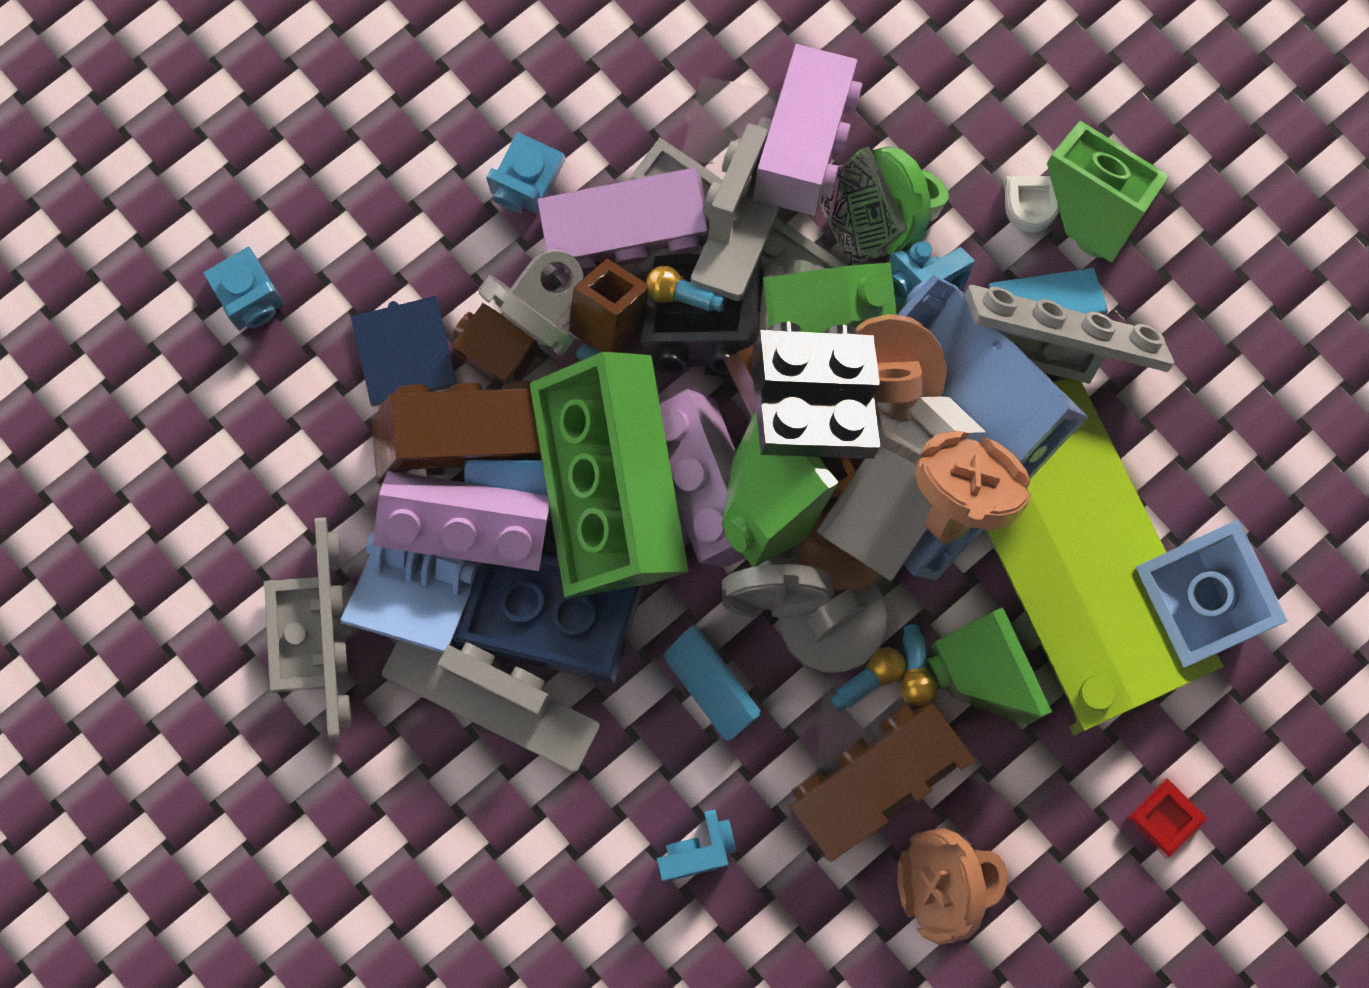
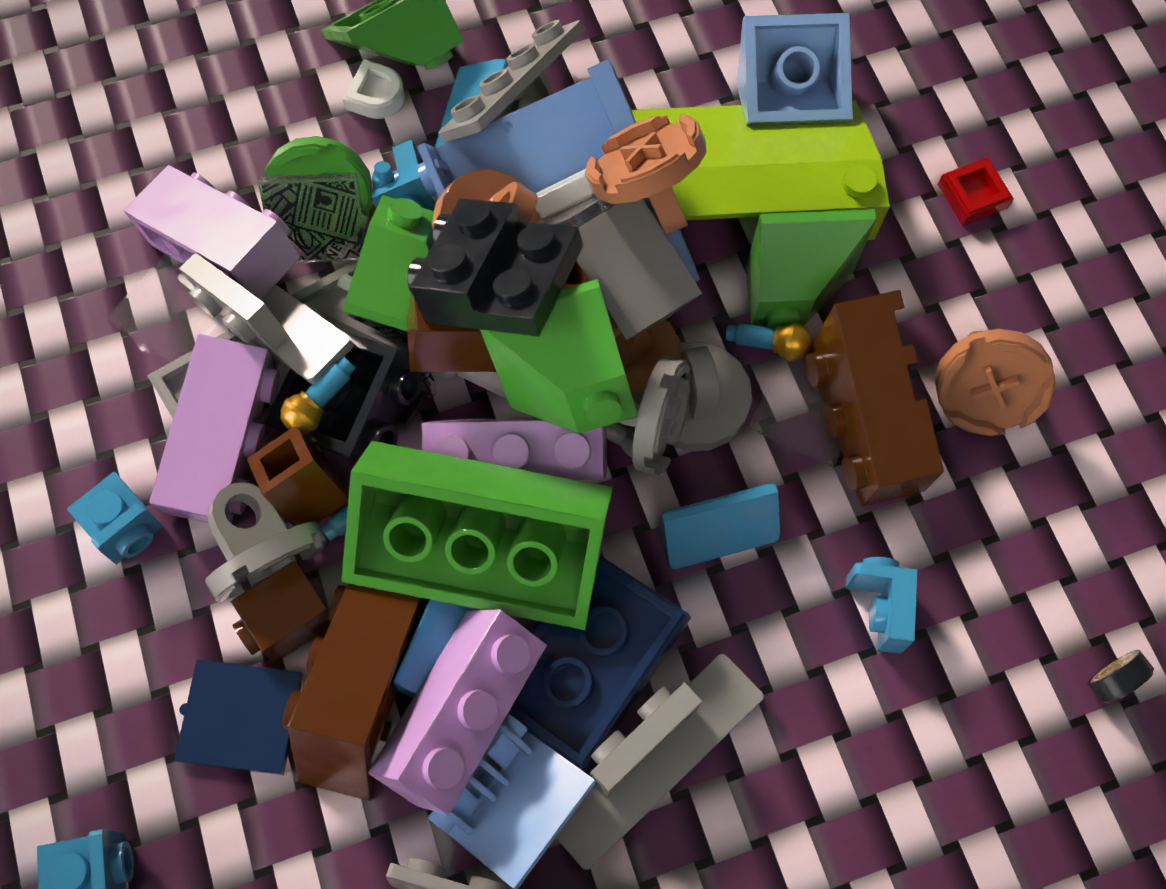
camera: 75 degrees left, 10 degrees down
(883, 668) = (761, 366): piece -> none

